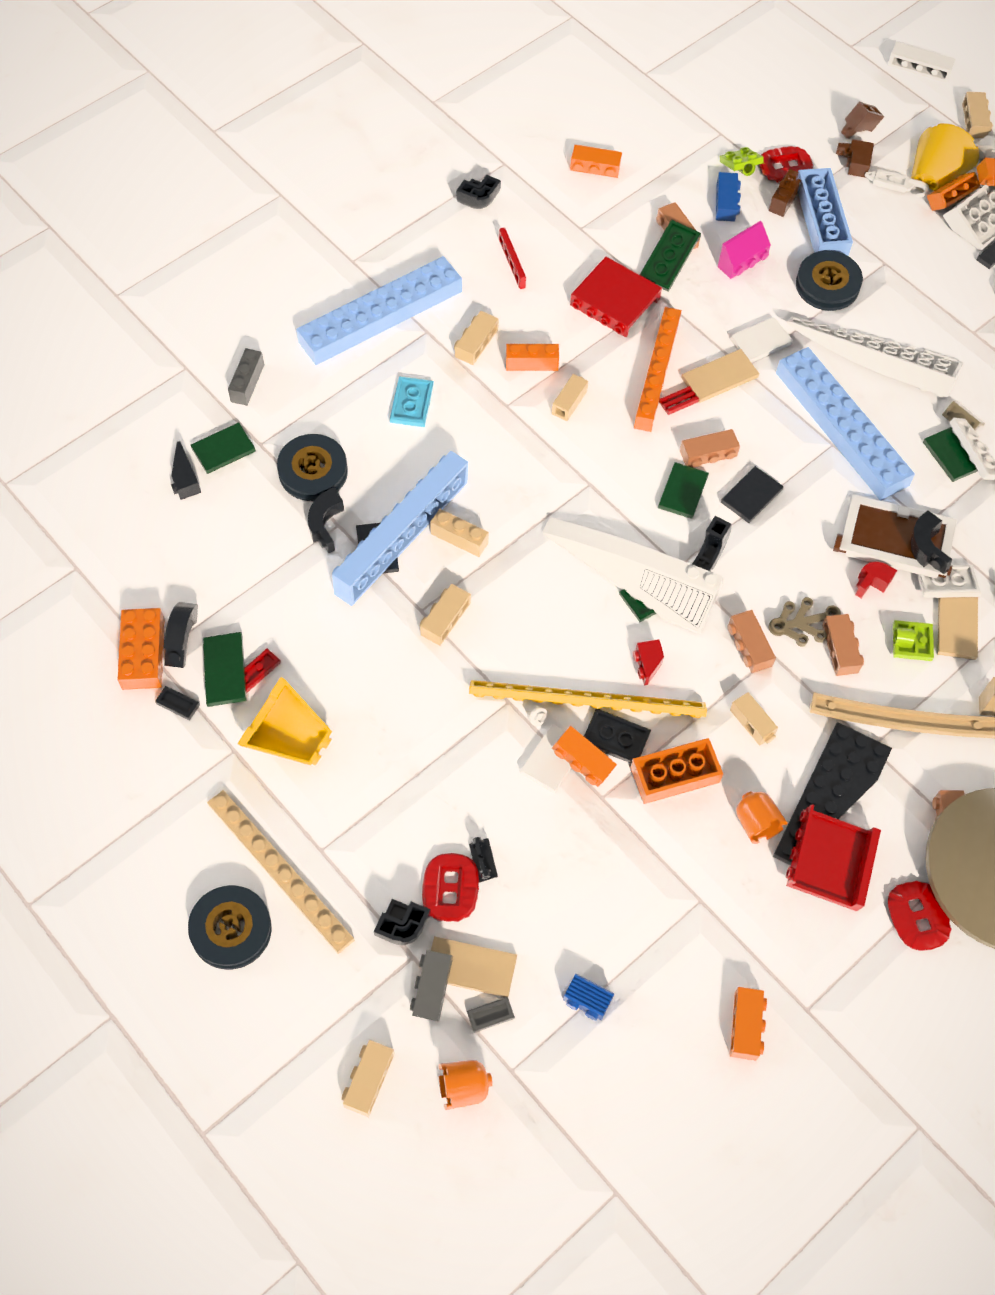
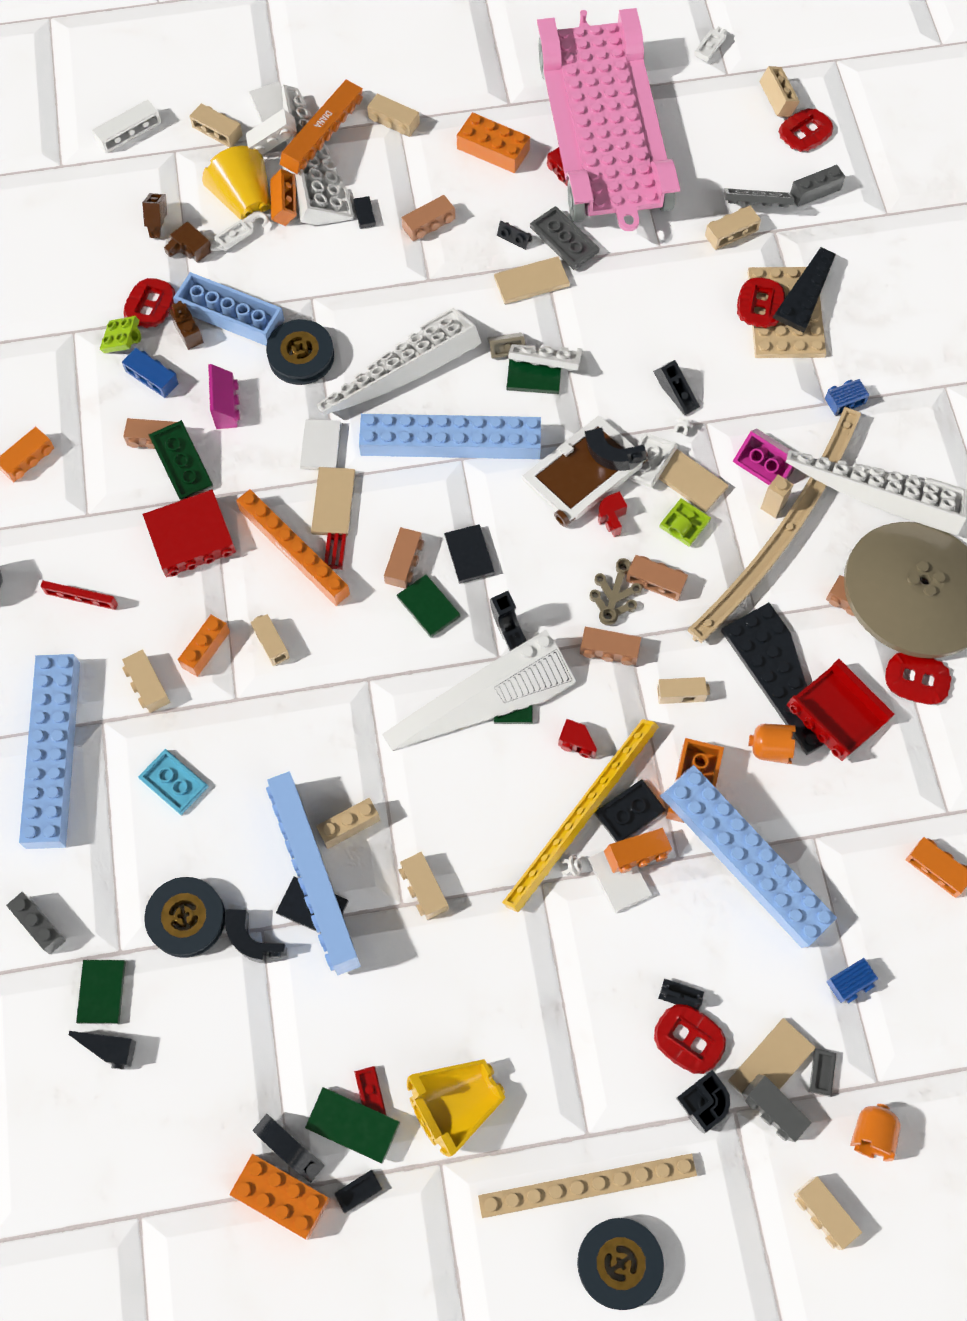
camera: 55 degrees left, 5 degrees up
(637, 844) = (748, 857): none -> light blue brick

